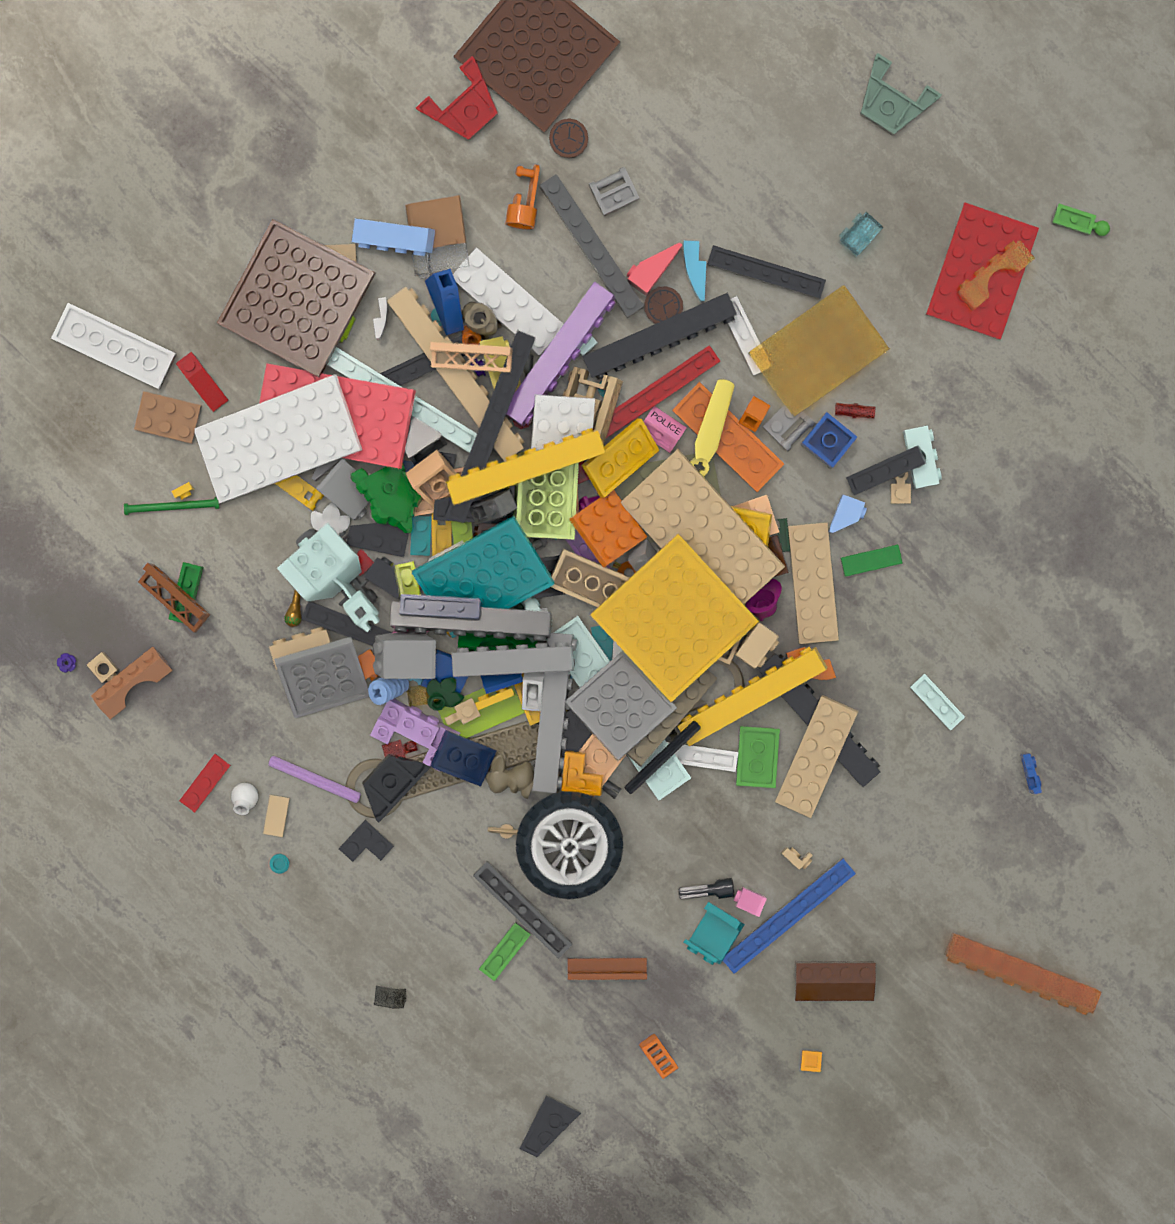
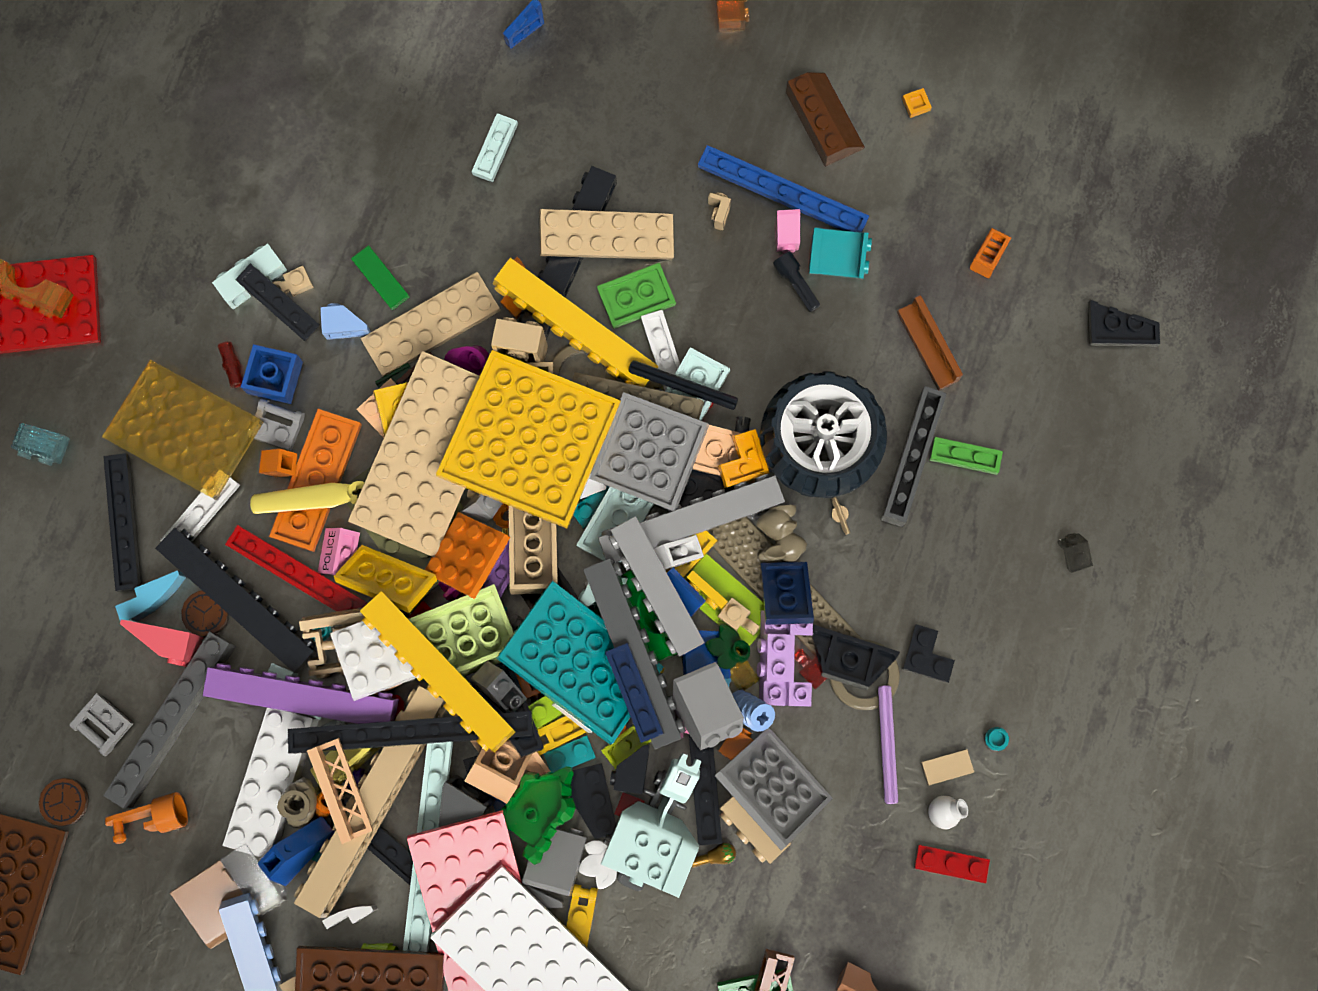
camera: 110 degrees left, 10 degrees down
(469, 110) = (75, 927): red wing -> none

